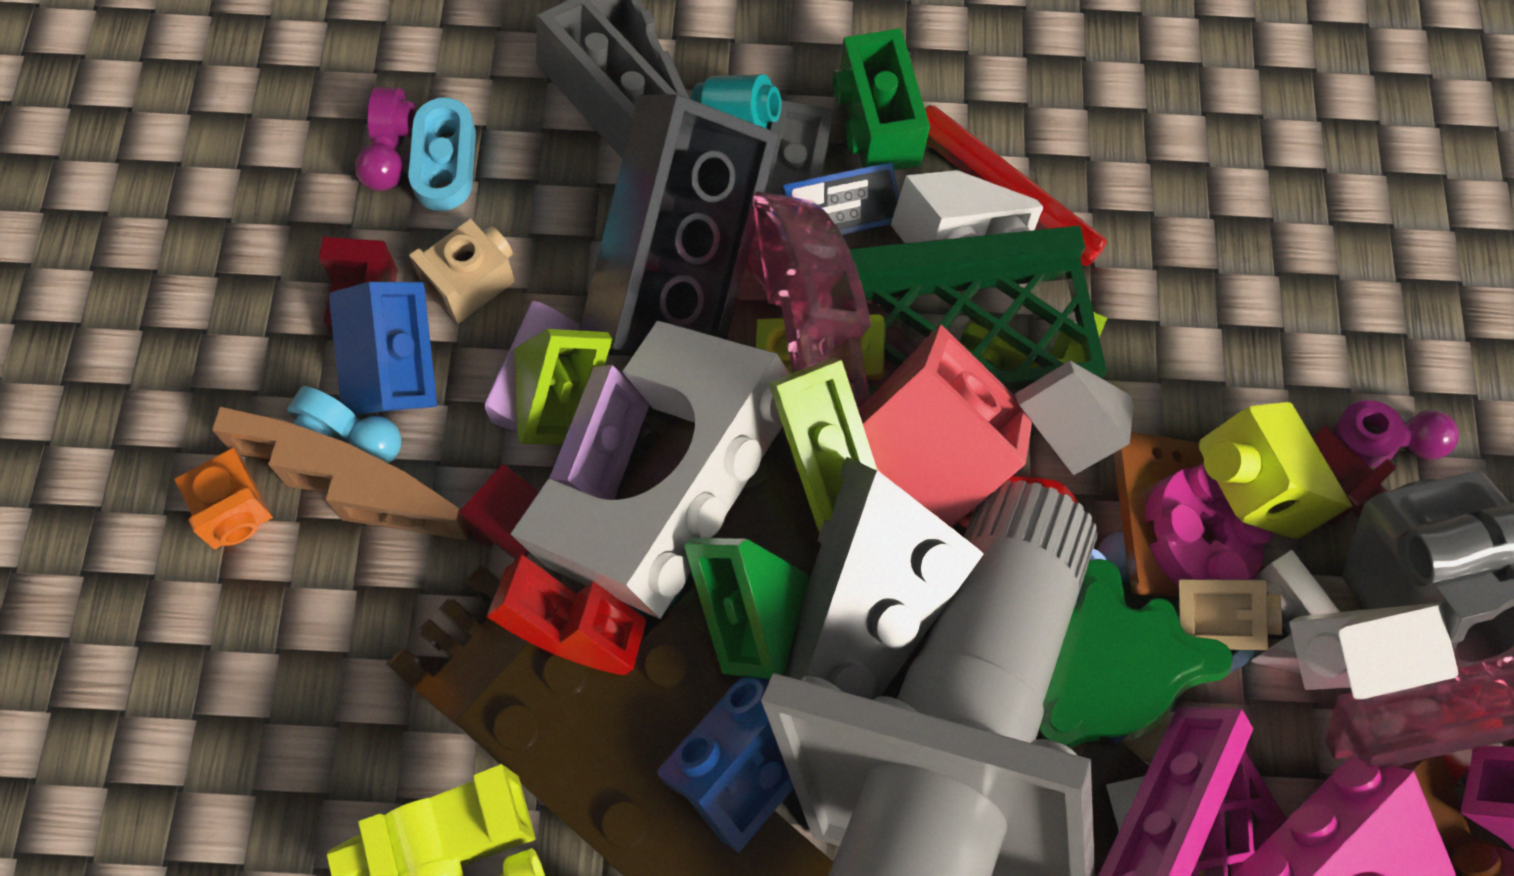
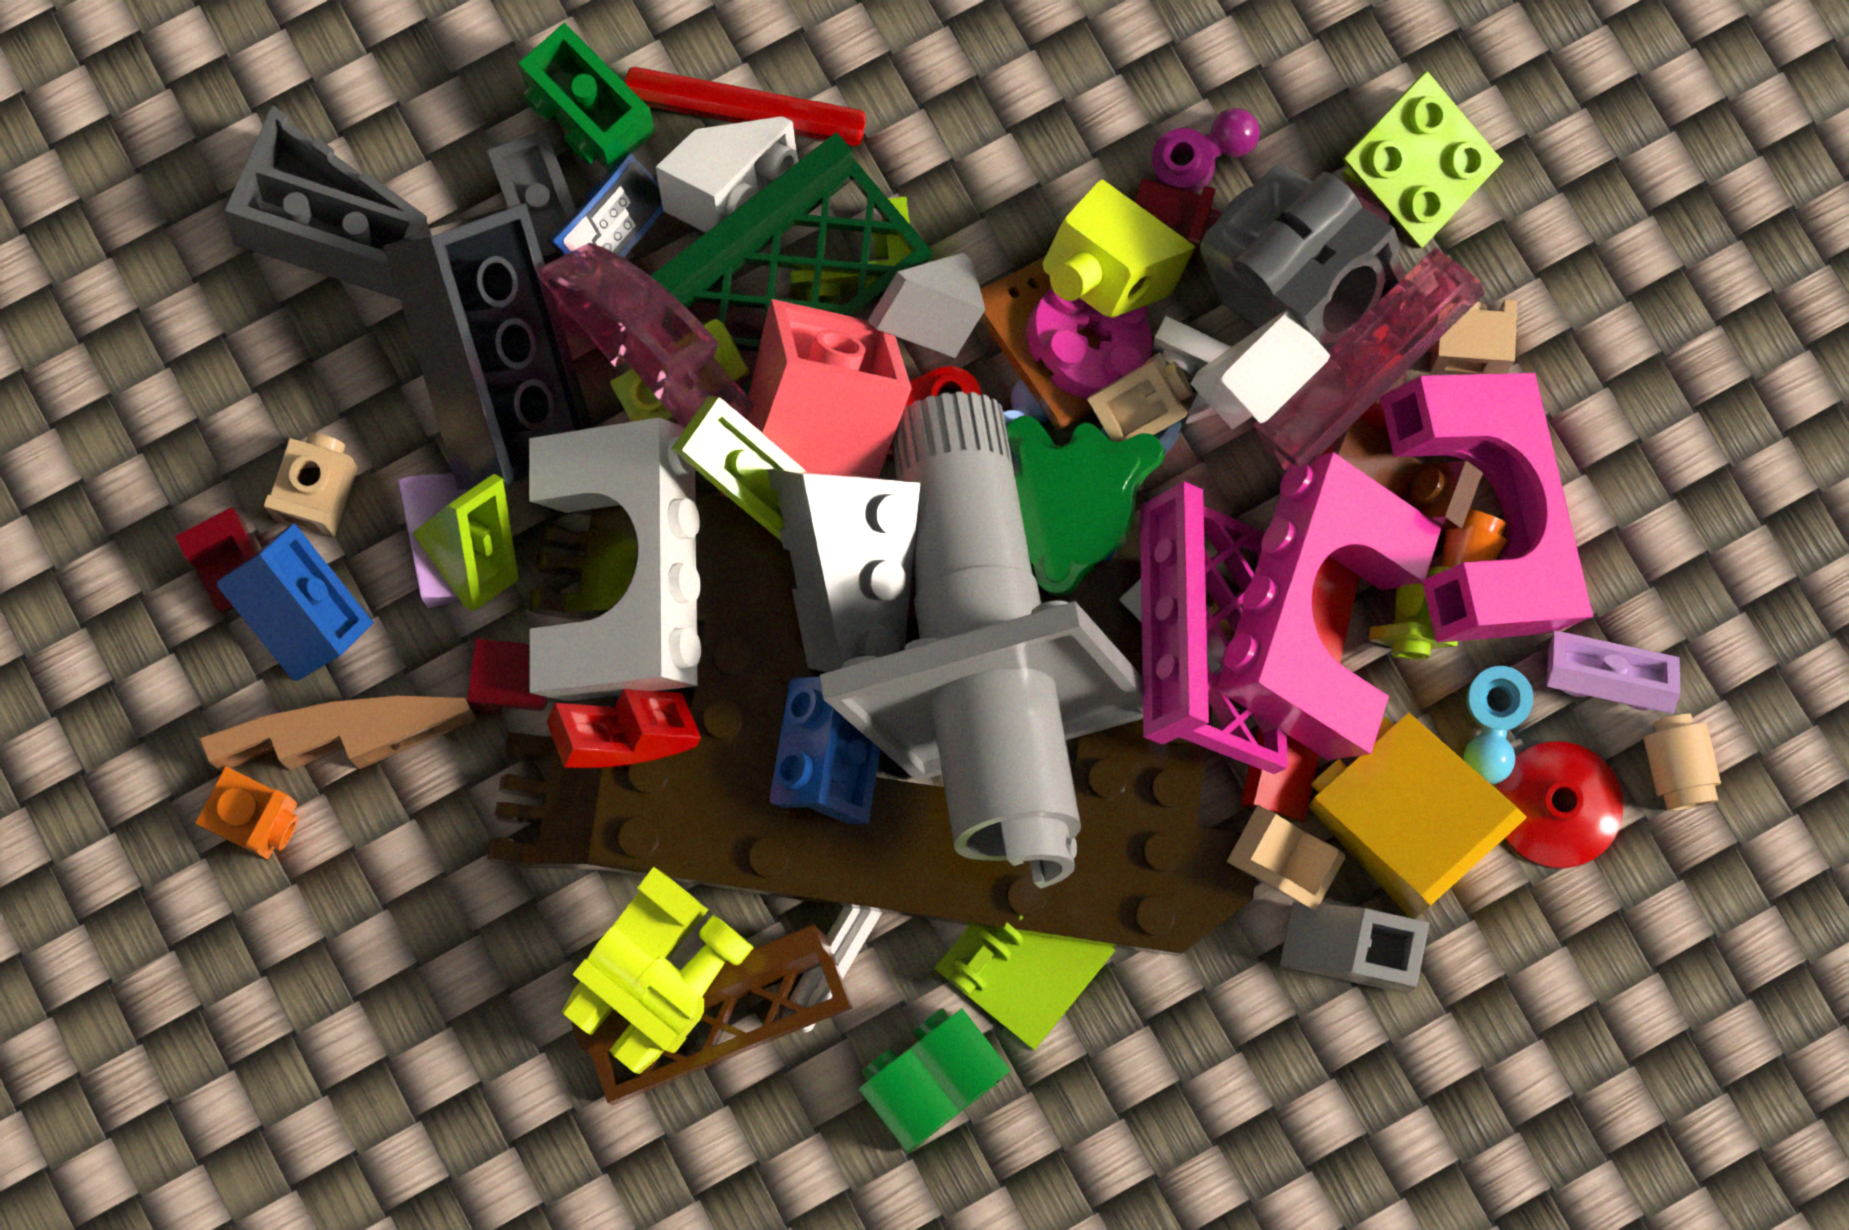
camera: 30 degrees left, 10 degrees up
(332, 418) = (297, 689): medium azure plate -> none
(388, 123) = (161, 433): magenta plate -> none
(440, 158) = (212, 391): medium azure plate -> none
(601, 434) = (543, 564): lavender plate -> none
(741, 96) = (452, 178): teal brick -> none
(747, 603) = (761, 633): green slope -> none

